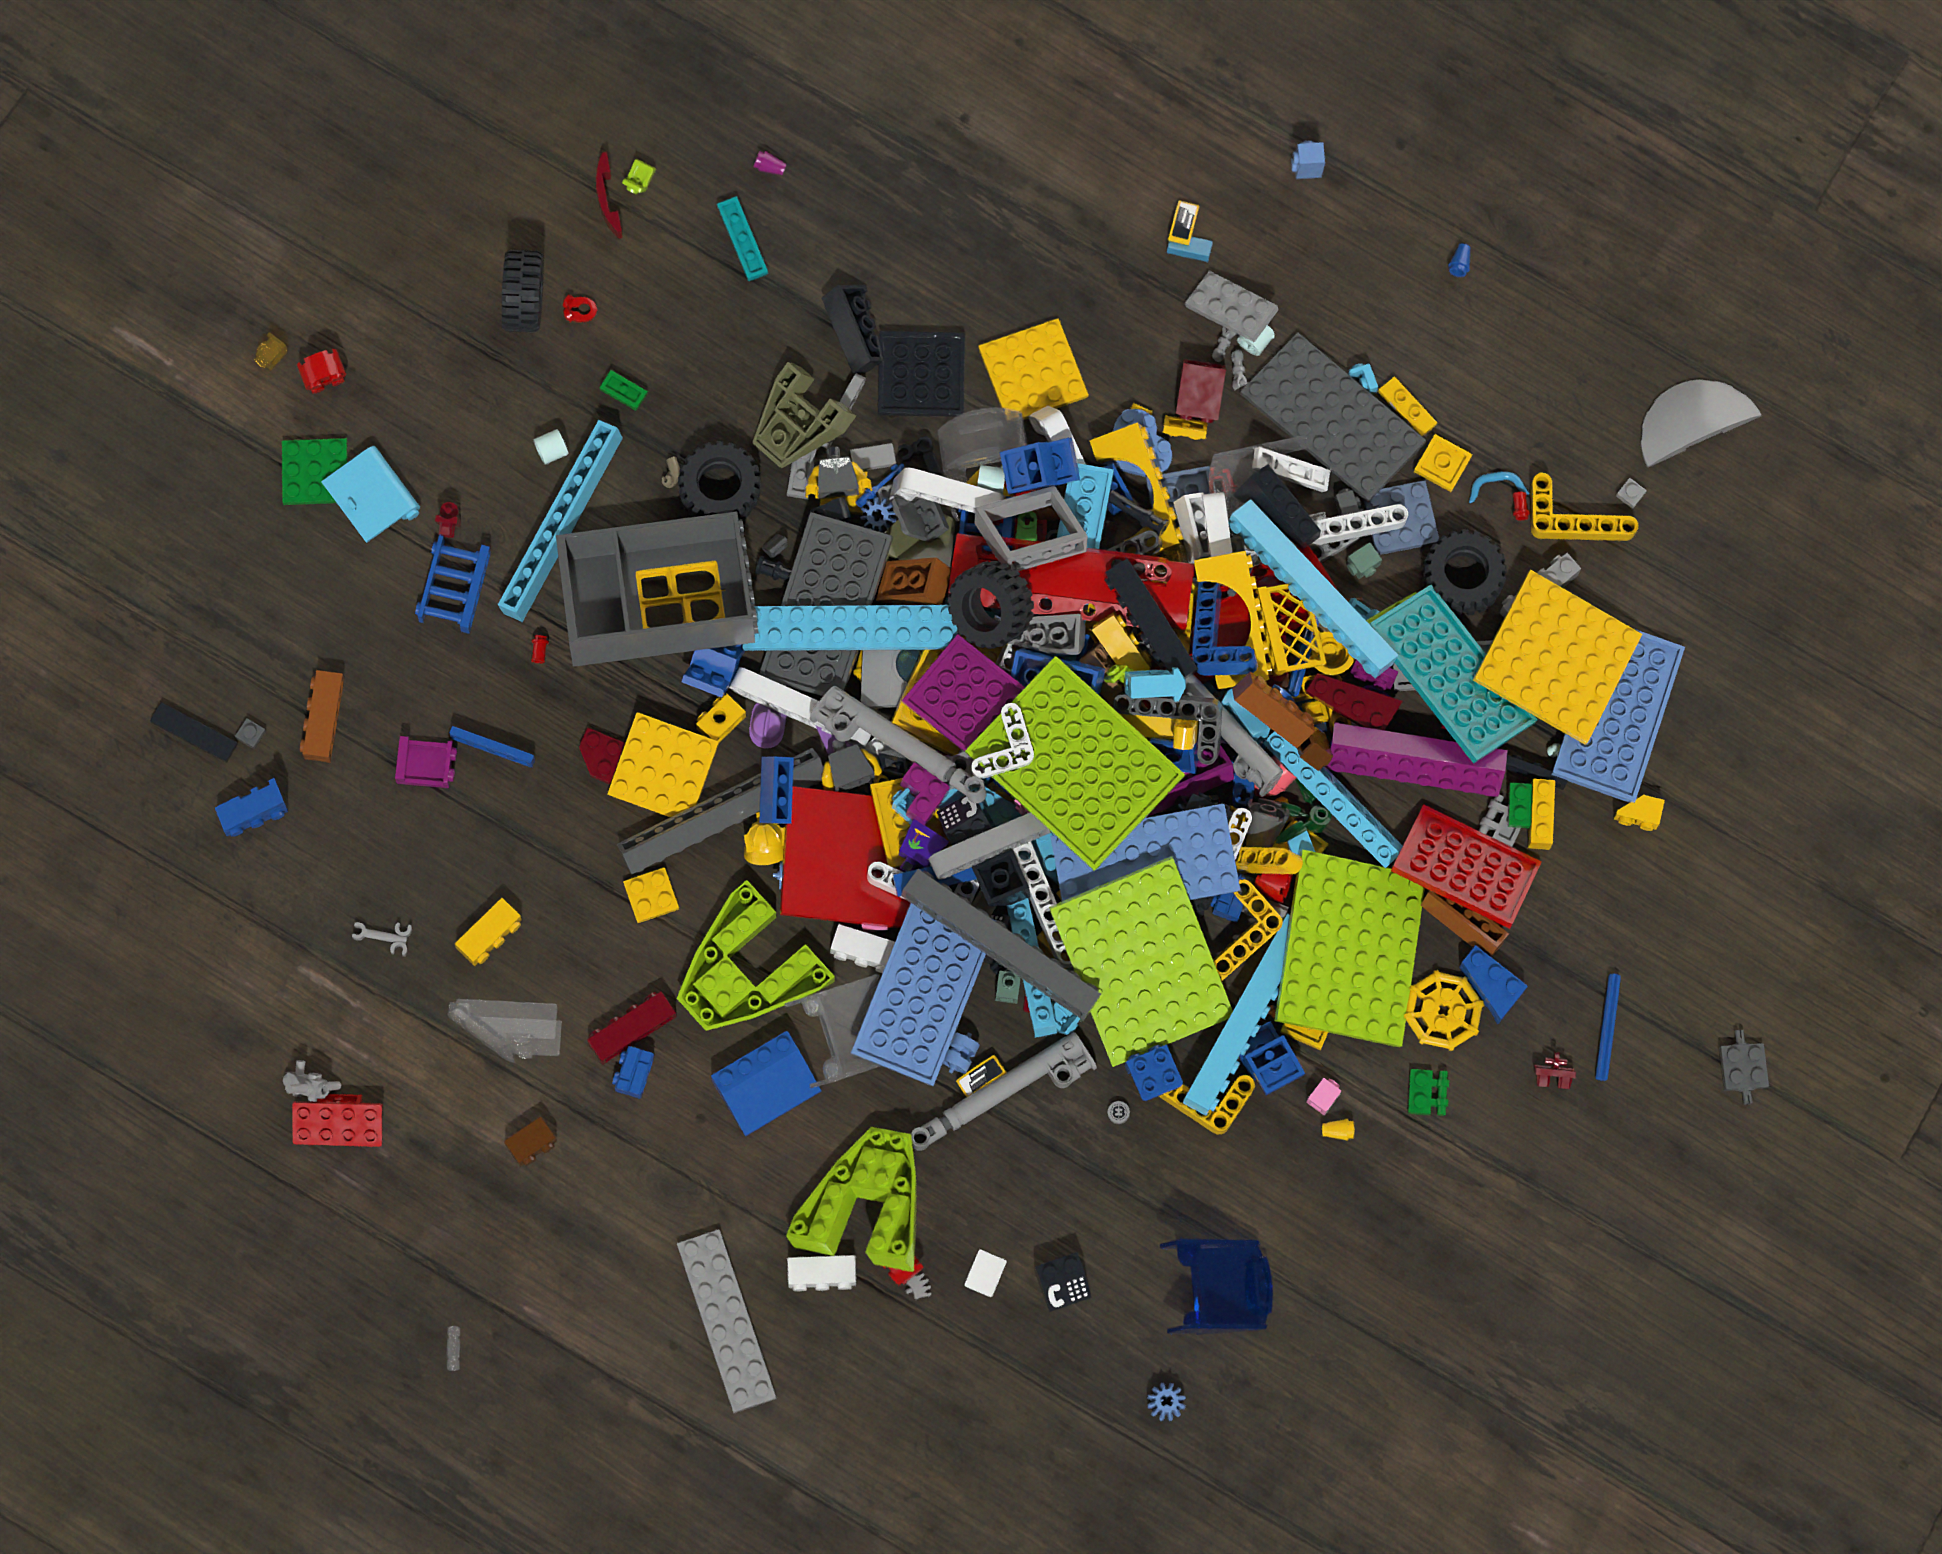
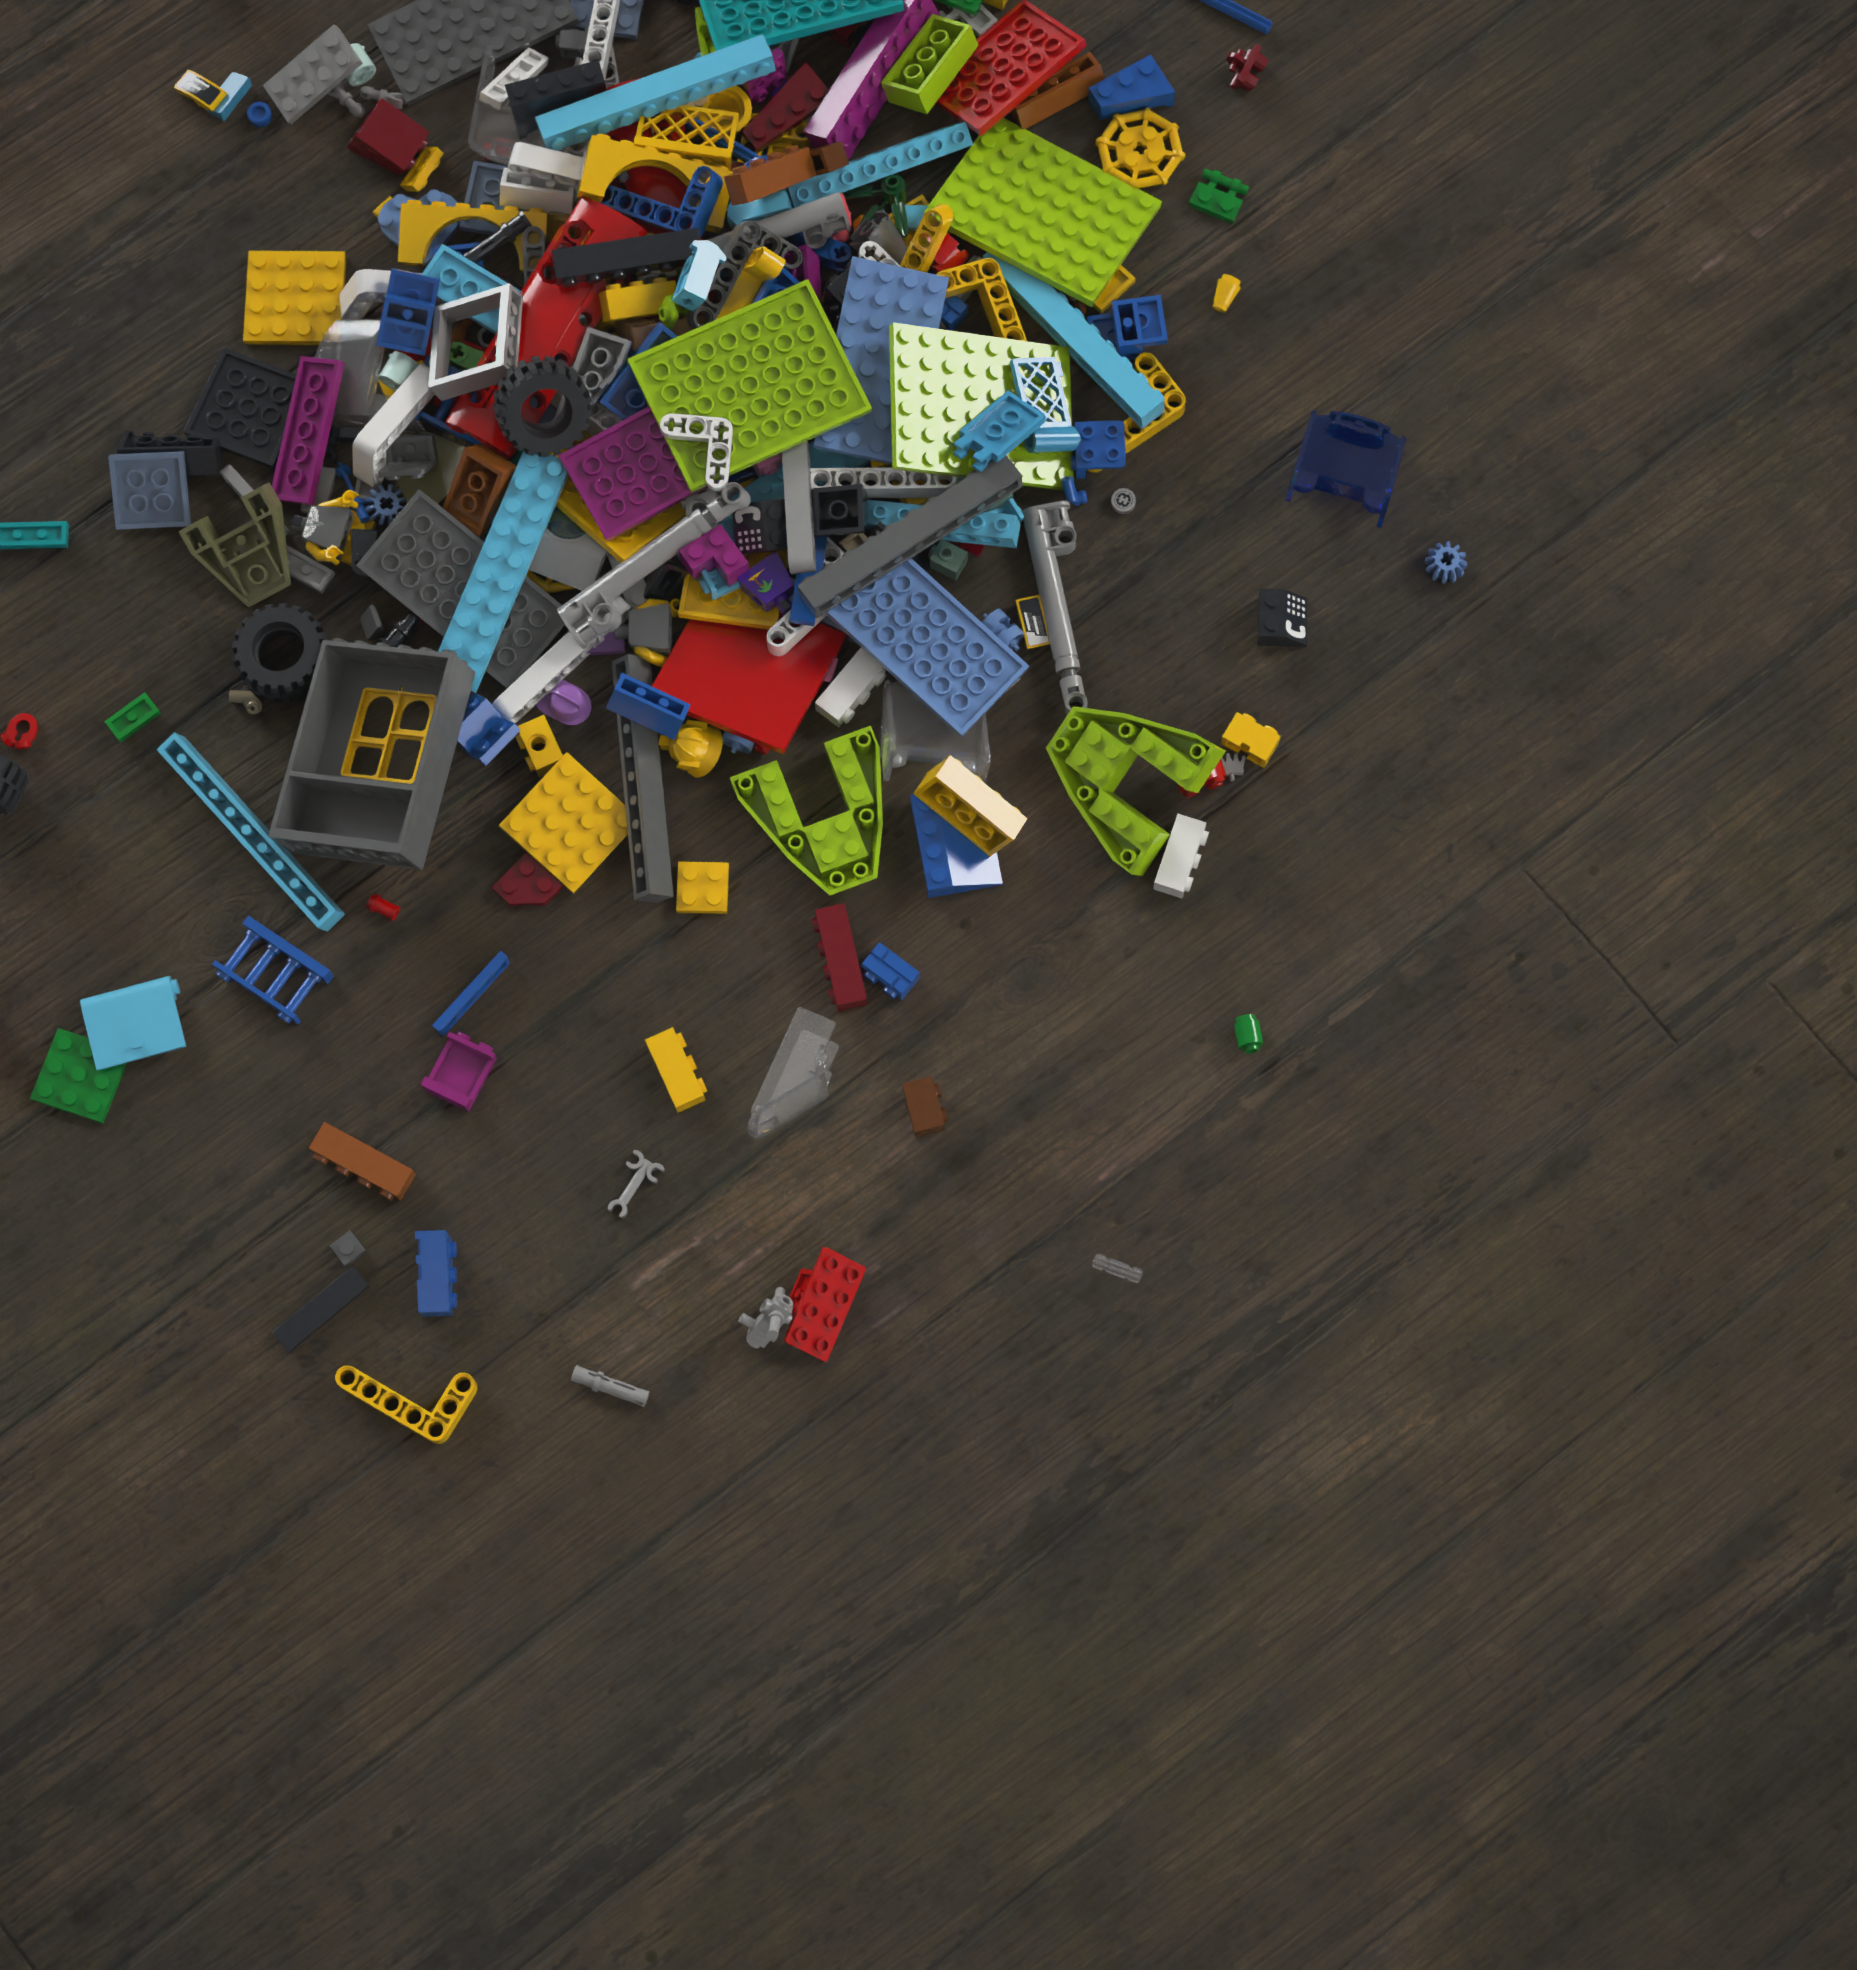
camera: 60 degrees left, 0 degrees up
(138, 829) = (407, 1407): none -> yellow beam
(211, 980) = (603, 1383): none -> light grey pin
(448, 519) = (199, 949): dark red hips -> none
(550, 446) = (163, 813): light aqua piece -> none
(689, 1383) = (1248, 1033): none -> green brick
(726, 1321) = (1194, 973): light grey plate -> none
(792, 1082) = (970, 805): none -> yellow brick
(816, 325) = (149, 490): none -> sand blue plate
(915, 427) = (307, 429): none -> magenta plate
(945, 1302) = (1251, 738): none -> yellow brick
(985, 1273) = (1241, 693): white sticker -> none
(1105, 1067) = (1071, 493): none -> blue arm
(1121, 981) = (998, 430): none -> dark azure tile
(1145, 1032) = (1052, 435): none -> dark azure piece
(1183, 278) = (259, 114): none -> blue tile
(1324, 1096) = (1185, 293): bright pink brick -> none
(1364, 561) = (640, 49): sand green brick -> none
(1443, 804) = (929, 63): none -> lime brick

